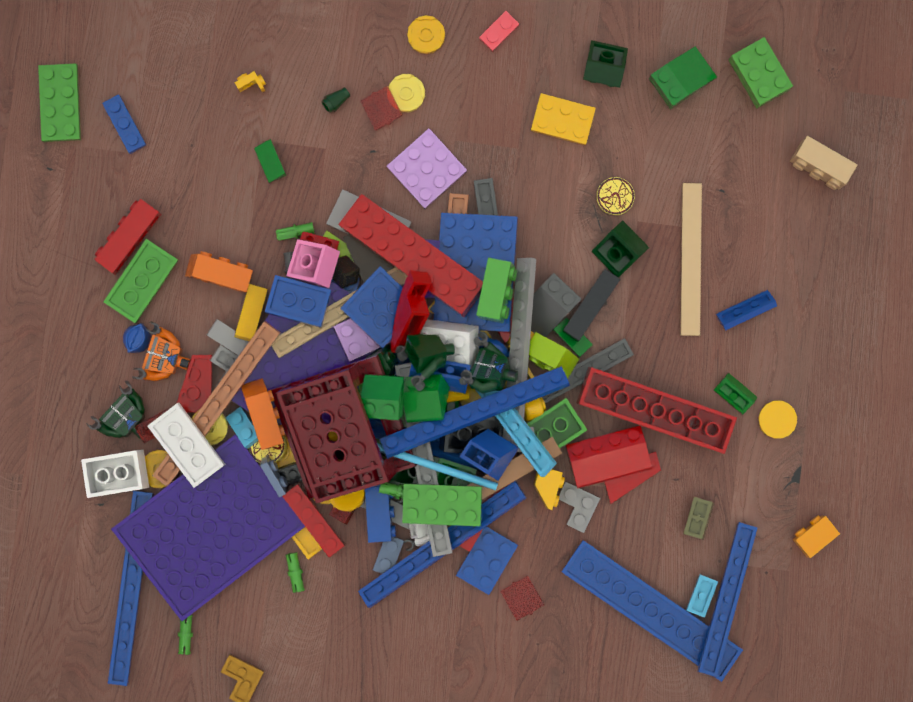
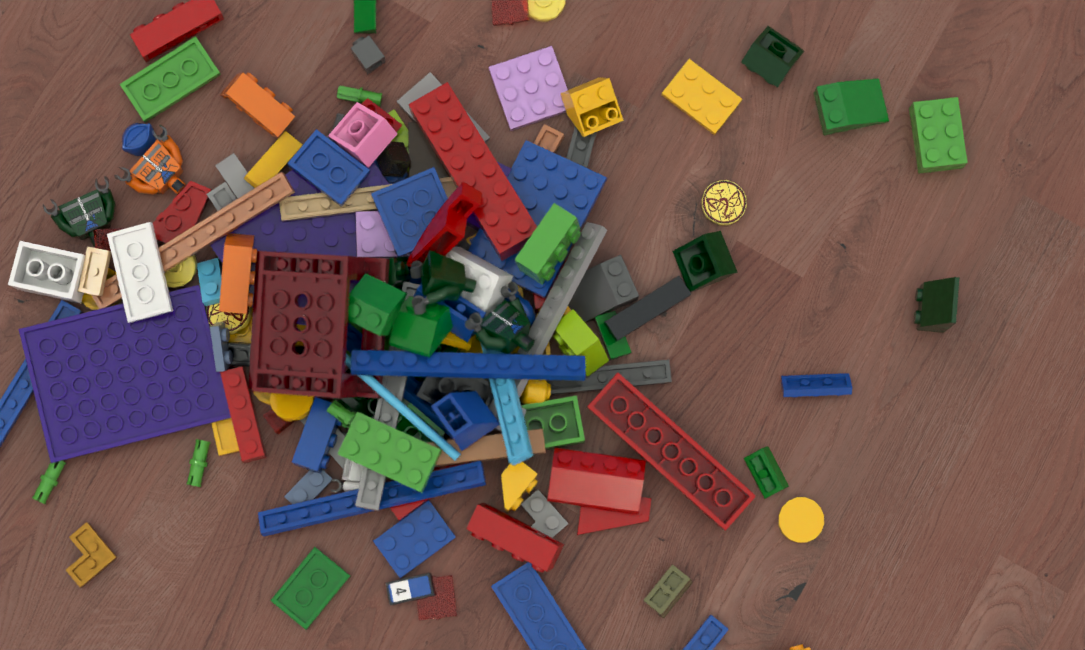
camera: 20 degrees right, 5 degrees down
(150, 459) = (94, 271): none -> tan plate
(287, 195) = (367, 54): none -> dark grey brick
(423, 631) = (310, 588): none -> green tile
(481, 163) = (592, 106): none -> yellow slope
(500, 600) = (410, 589): none -> tile
(564, 526) = (515, 537): none -> red brick
(691, 259) = (778, 305): tan tile -> none
(815, 208) = (937, 305): none -> dark green slope
(823, 163) = (966, 259): tan brick -> none

